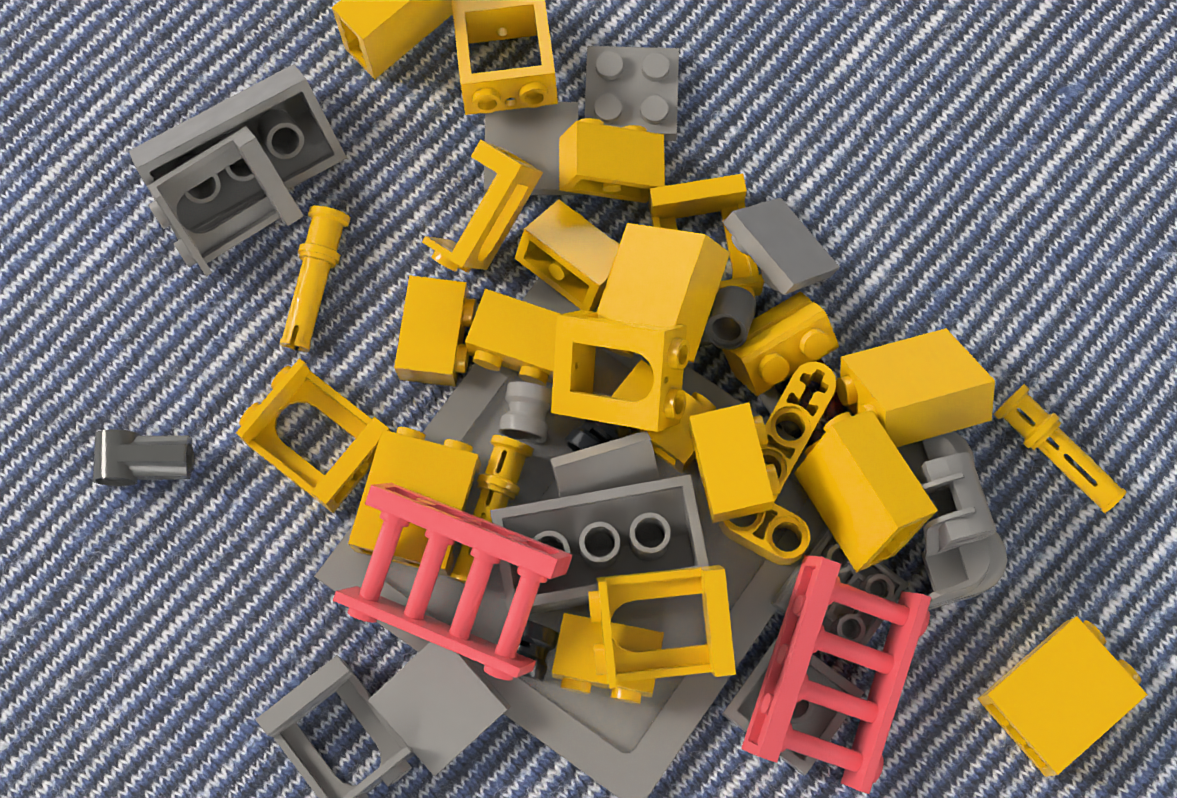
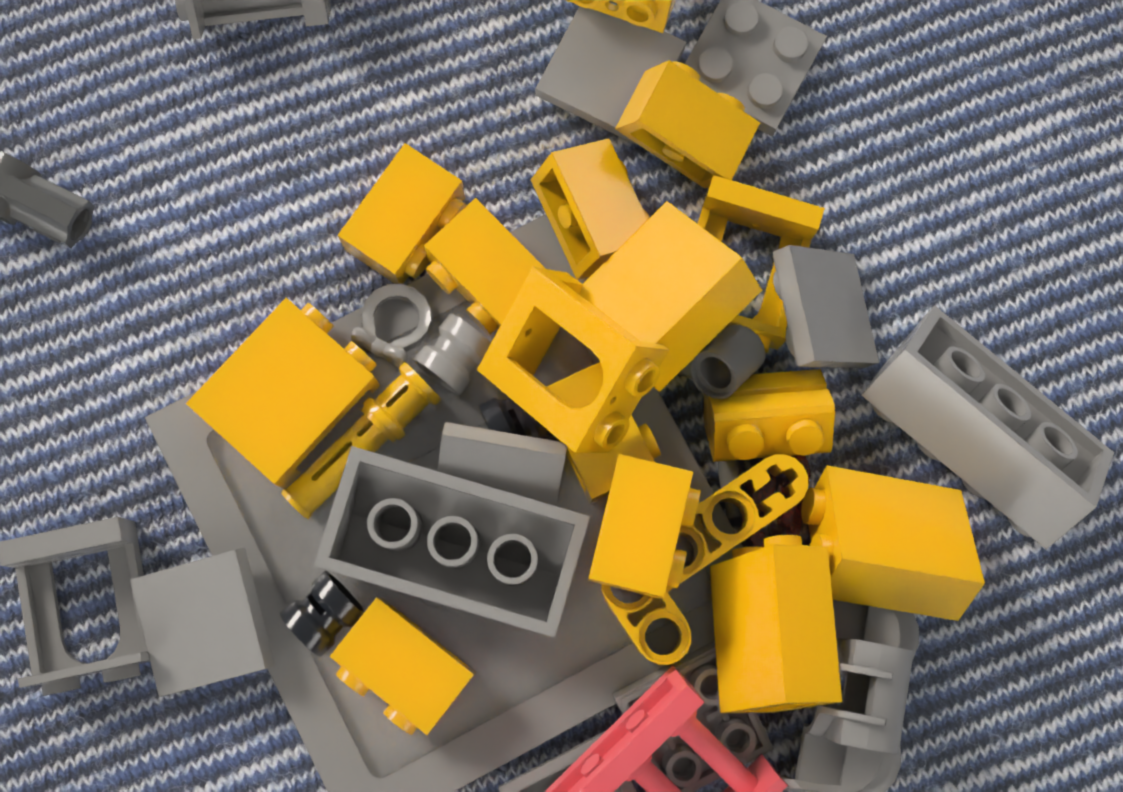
camera: 20 degrees right, 5 degrees up
(300, 385) = (169, 235): yellow panel -> none
(318, 256) = (324, 75): yellow pin -> none
(481, 432) = (396, 351): none -> light grey piece
(489, 546) = (326, 486): coral fence -> none
(494, 214) = (565, 79): yellow panel -> none
(626, 665) = (409, 690): yellow panel -> none
(944, 274) = (991, 428): none -> light grey slope
(1104, 493) = (1000, 656): yellow pin -> none

